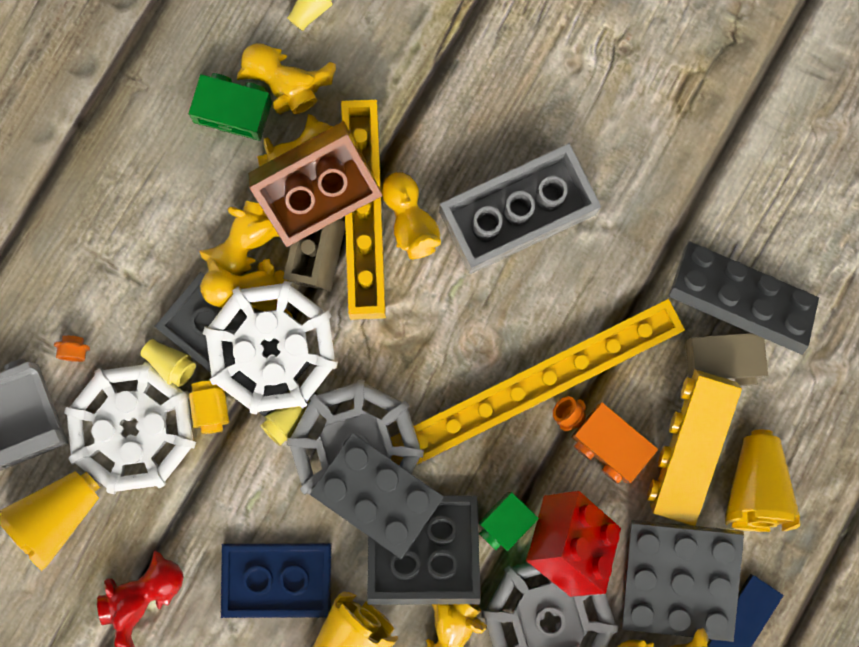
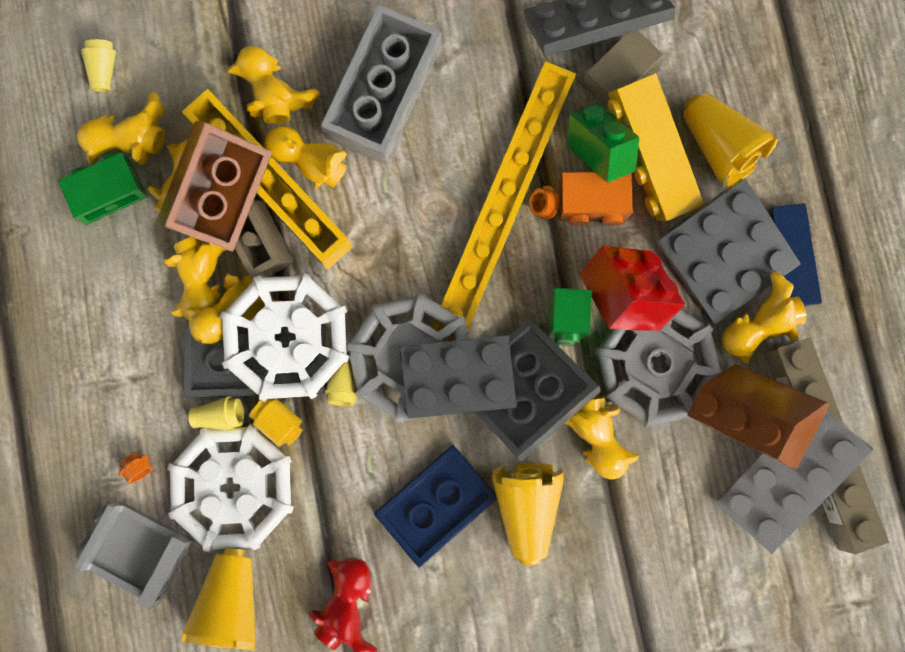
camera: 40 degrees left, 0 degrees up
(425, 142) = (272, 95): none -> yellow animal
(655, 406) = (602, 142): none -> green brick

